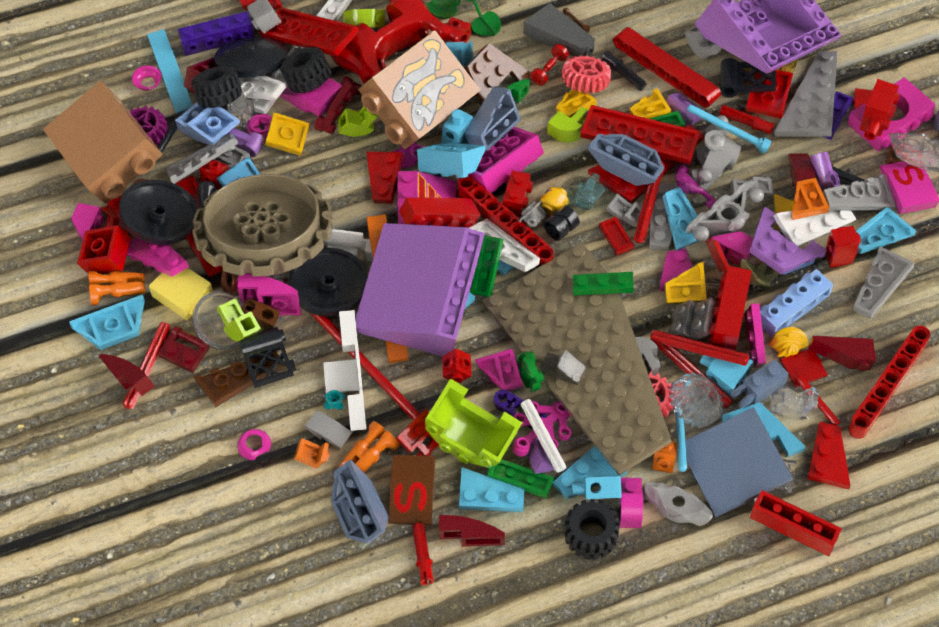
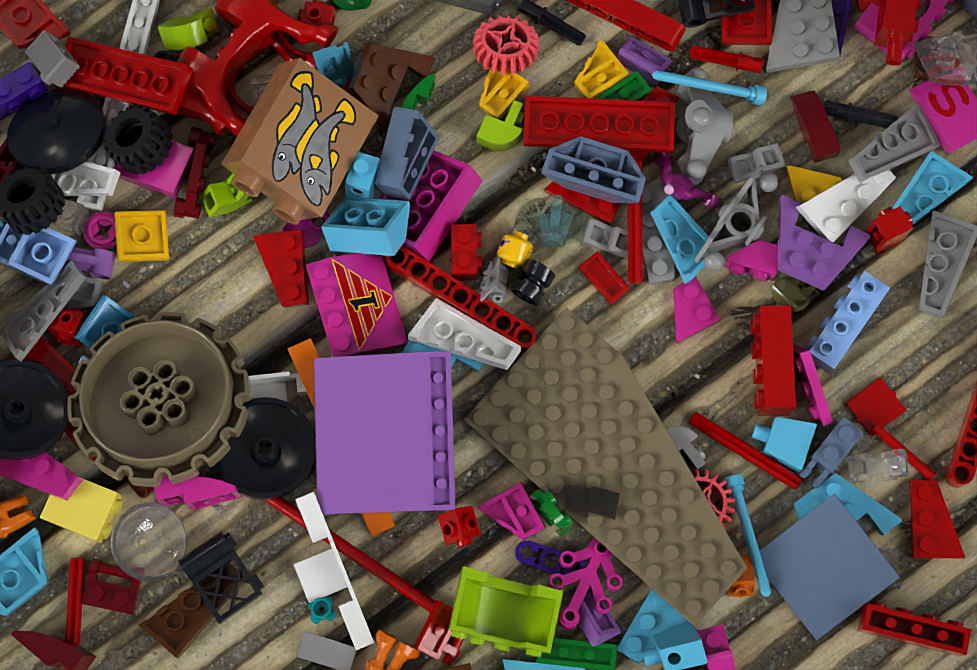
camera: 15 degrees left, 20 degrees up
(204, 190) = (67, 361): black cone -> none
(237, 323) = (172, 546): lime brick -> none
(264, 314) = (193, 519): reddish brown leg -> none
(439, 212) = (378, 317): red brick -> none
(487, 266) = (460, 373): green plate -> none
(539, 76) = (461, 16): red wheel -> none
(543, 435) = (592, 599): white axle -> none
(603, 283) = (610, 367): green plate -> none
(687, 286) = (711, 334): yellow wing -> none
(692, 511) = (750, 634): light grey piece -> none
(693, 319) = (730, 386): flat silver plate -> none
(696, 400) = (753, 500): clear gear -> none
(699, 347) = (748, 424): red axle -> none
(717, 255) = (741, 286): red piece -> none
(788, 341) = (851, 377): yellow hat -> none
(808, 200) = (835, 175): orange wing -> none
(823, 170) = (845, 126): medium lavender piece -> none
(847, 351) = (926, 376): dark red slope -> none

